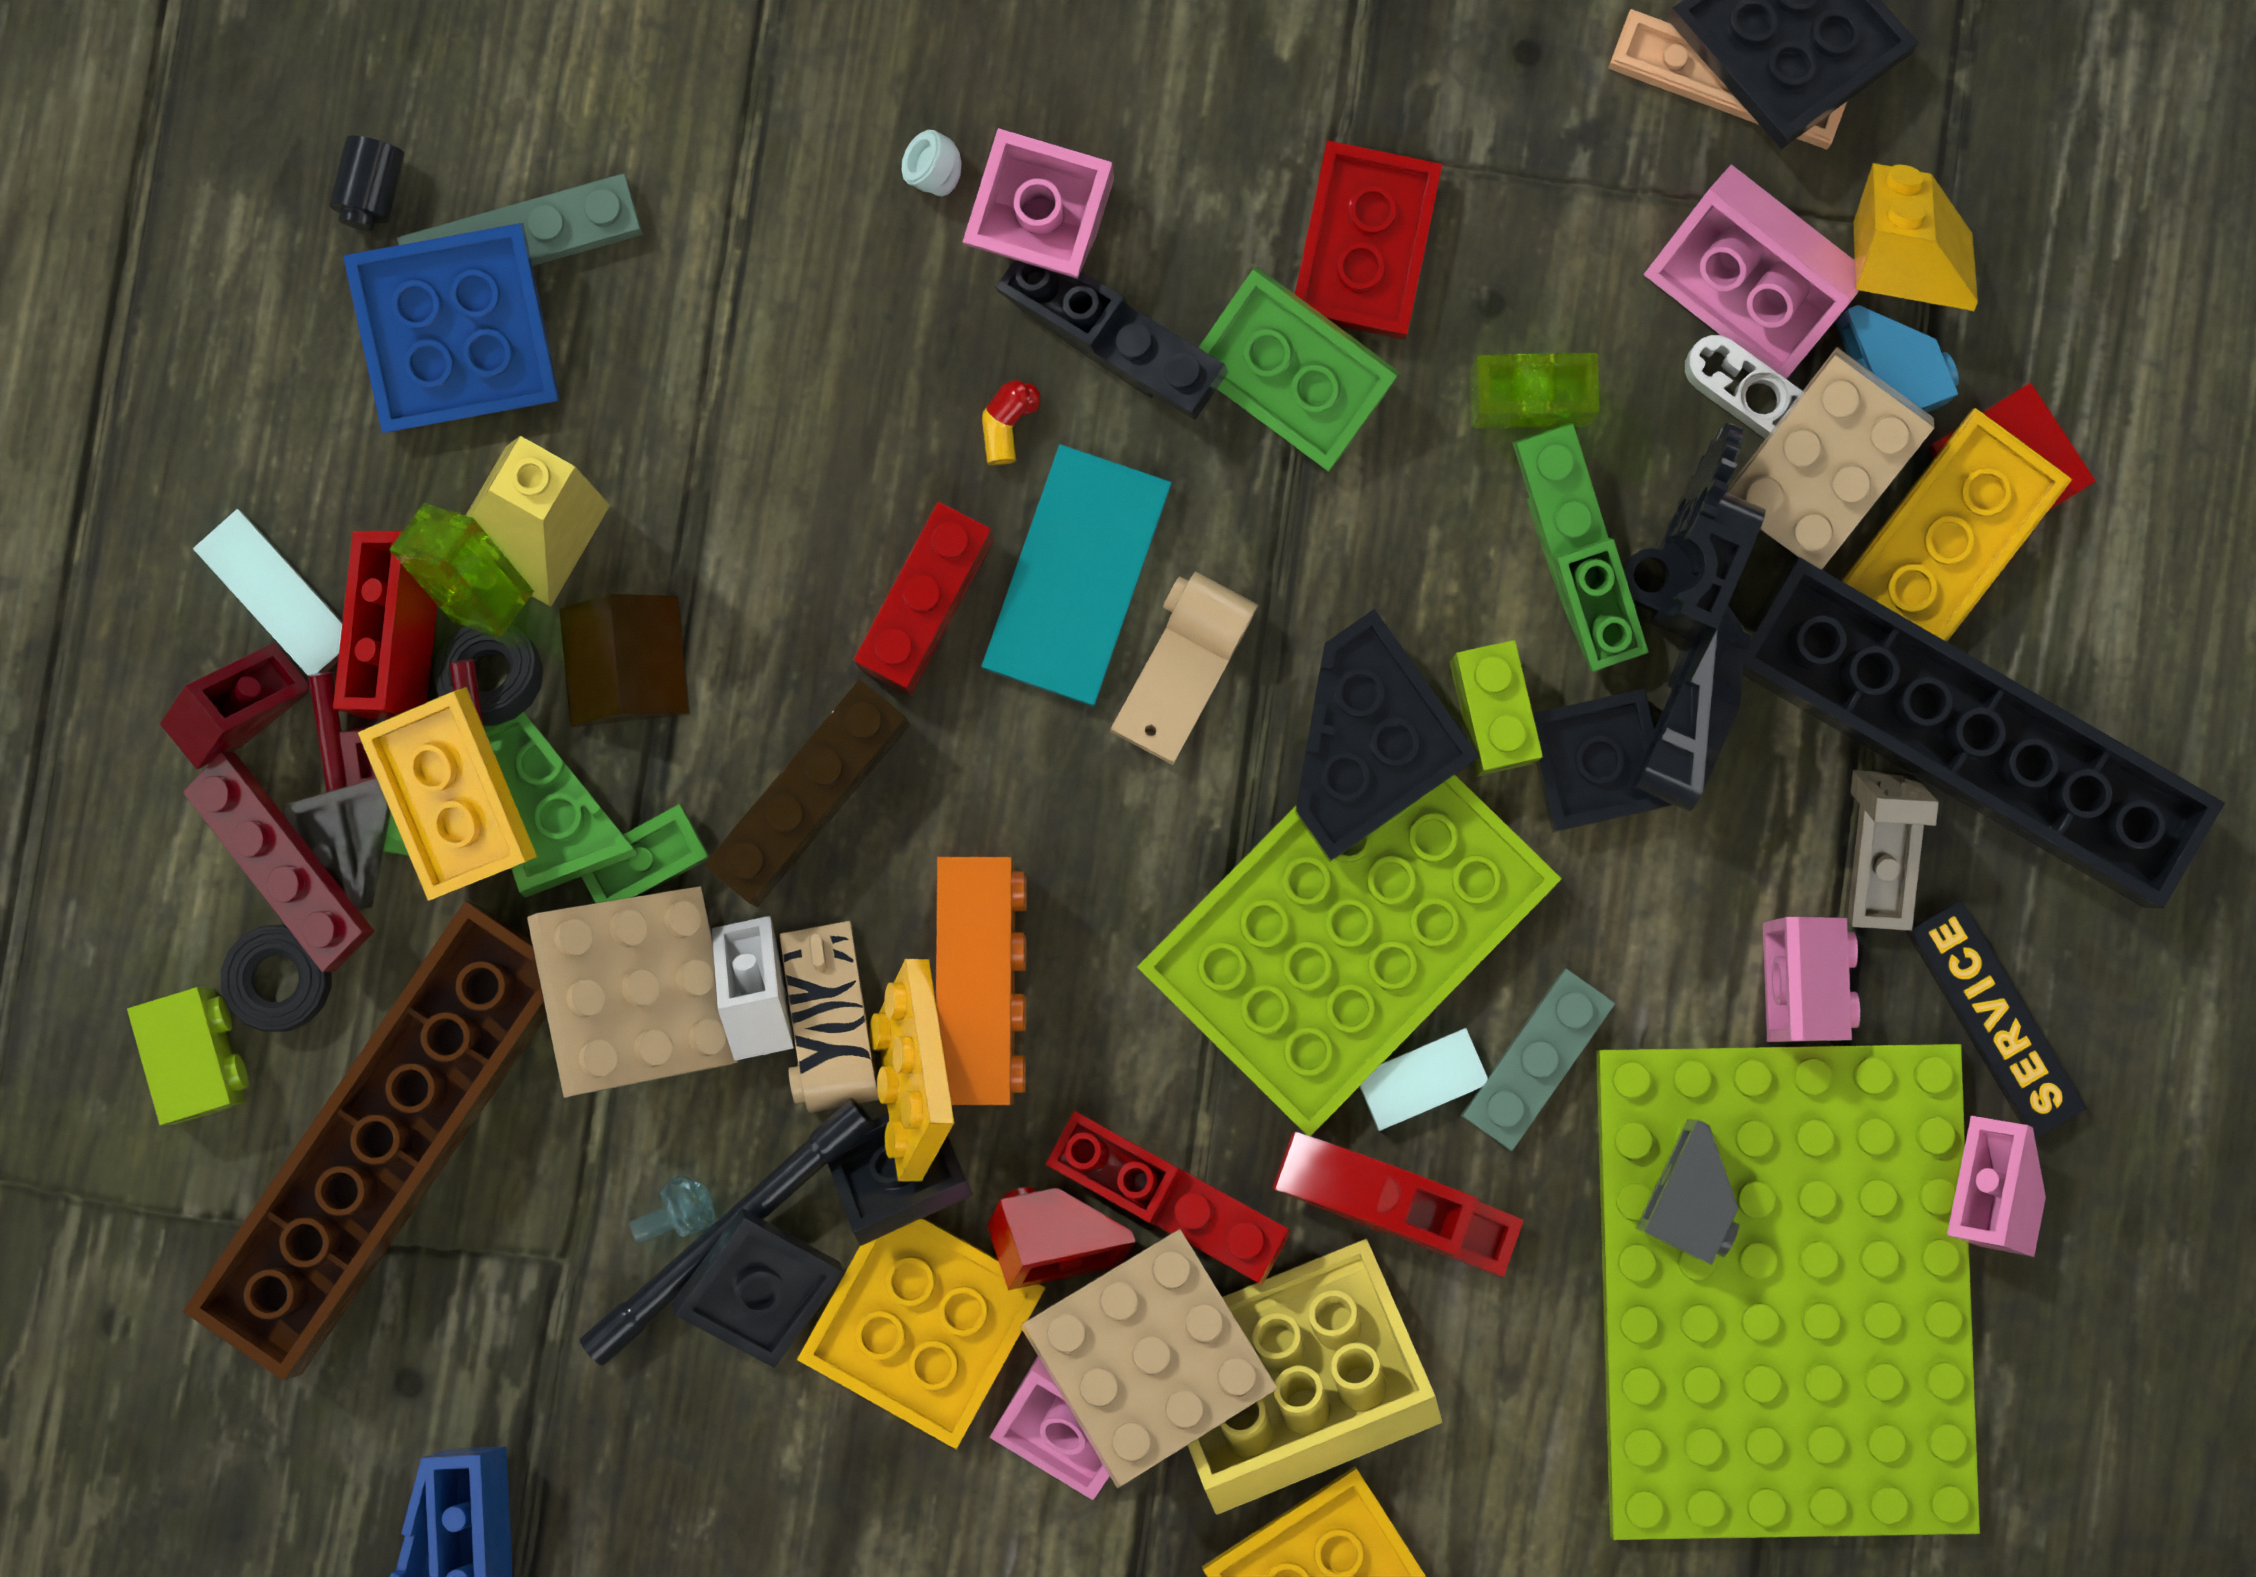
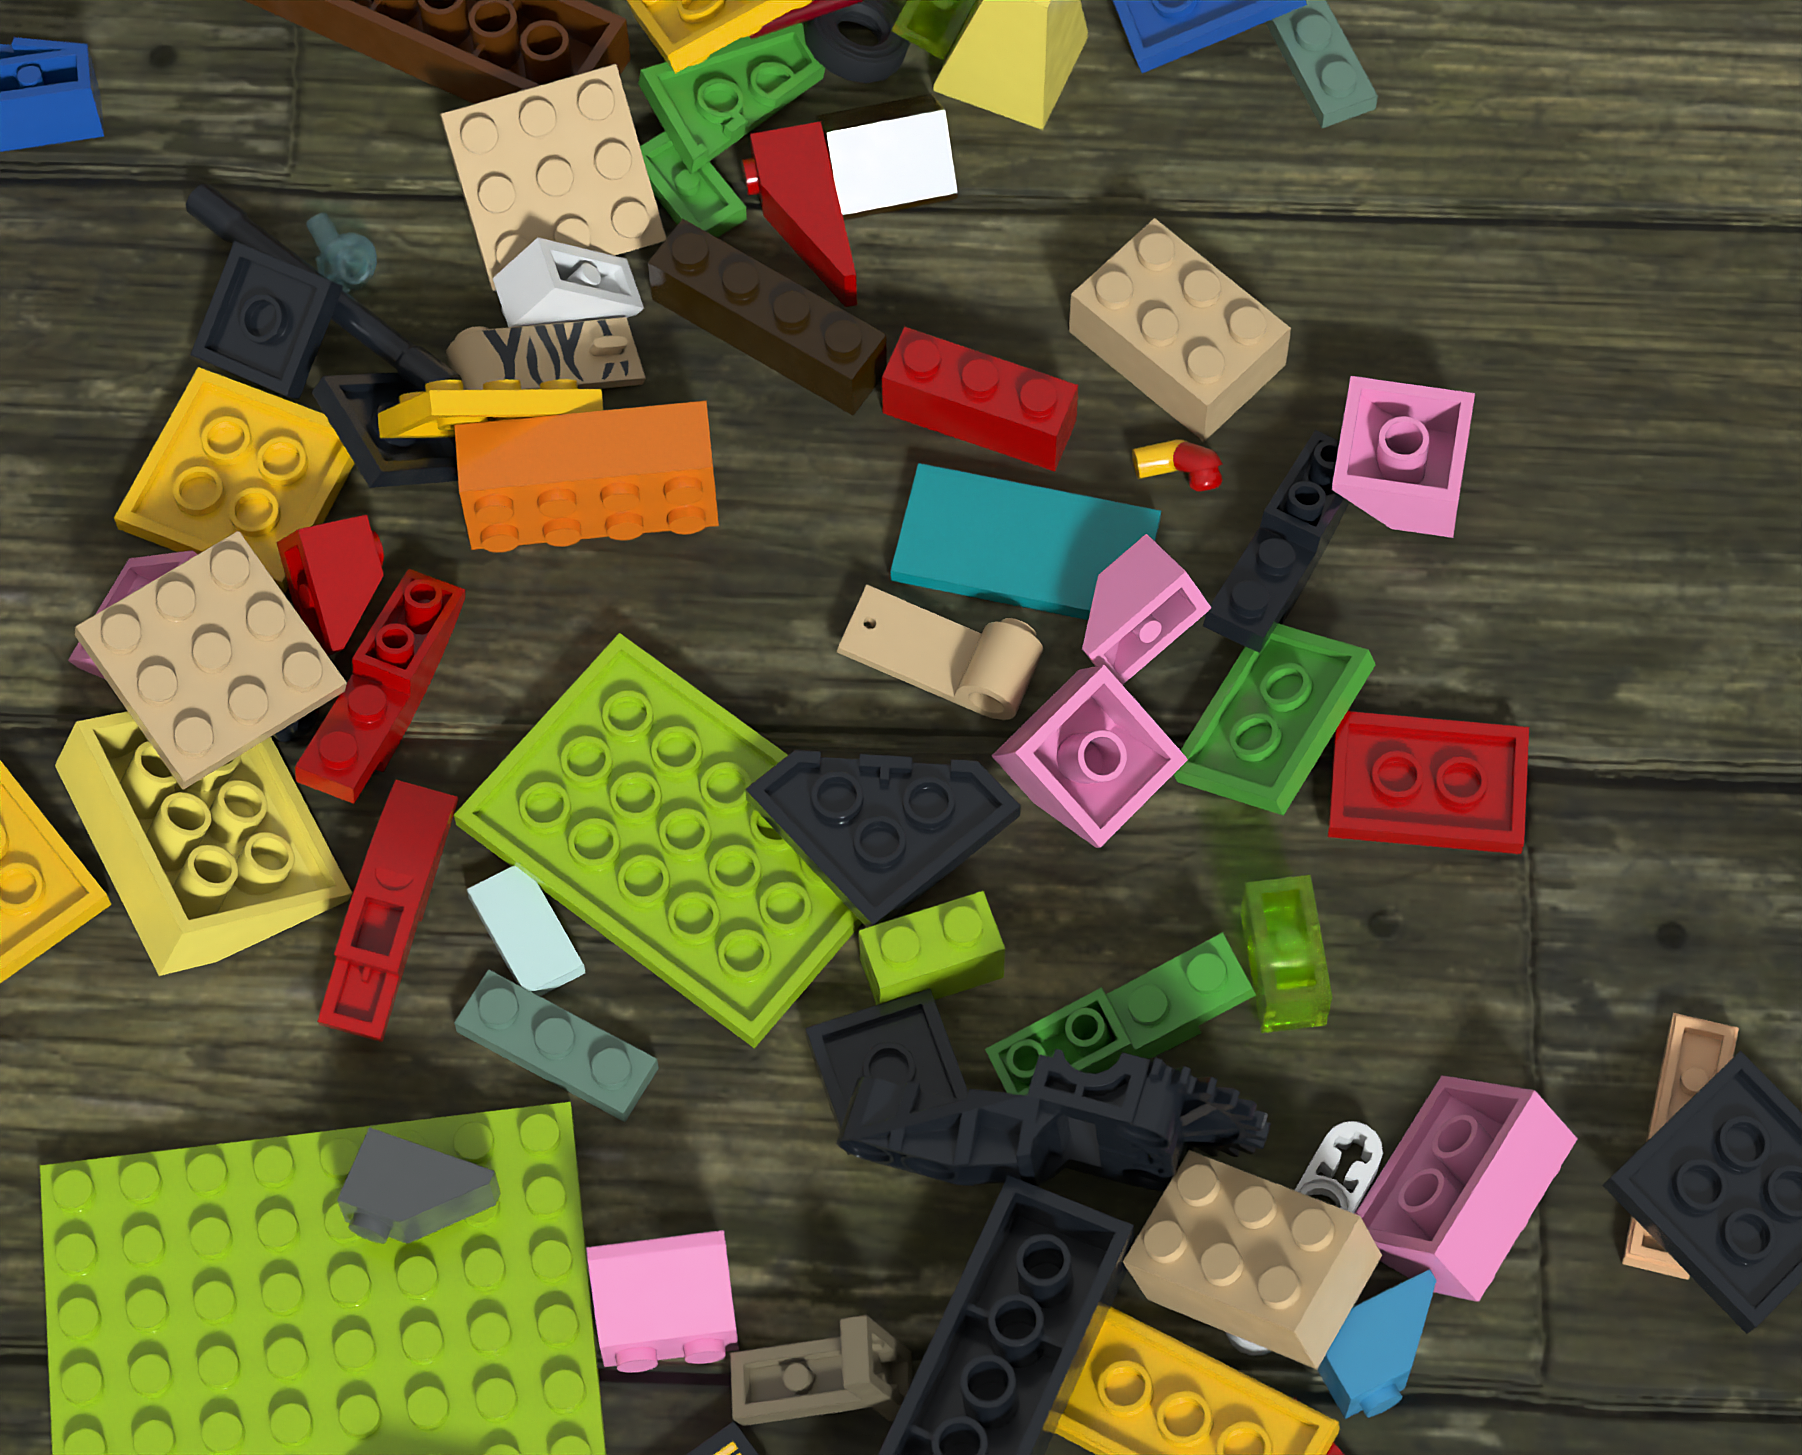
camera: 85 degrees right, 20 degrees down
(673, 748) = (802, 203): none -> red slope
(870, 399) = (1179, 329): none -> tan brick
(932, 163) = (1437, 359): light aqua tile -> none
(1182, 474) = (1140, 609): none -> bright pink slope
(1313, 542) = (1090, 755): none -> bright pink slope
(1912, 240) = (1521, 1336): yellow slope -> none

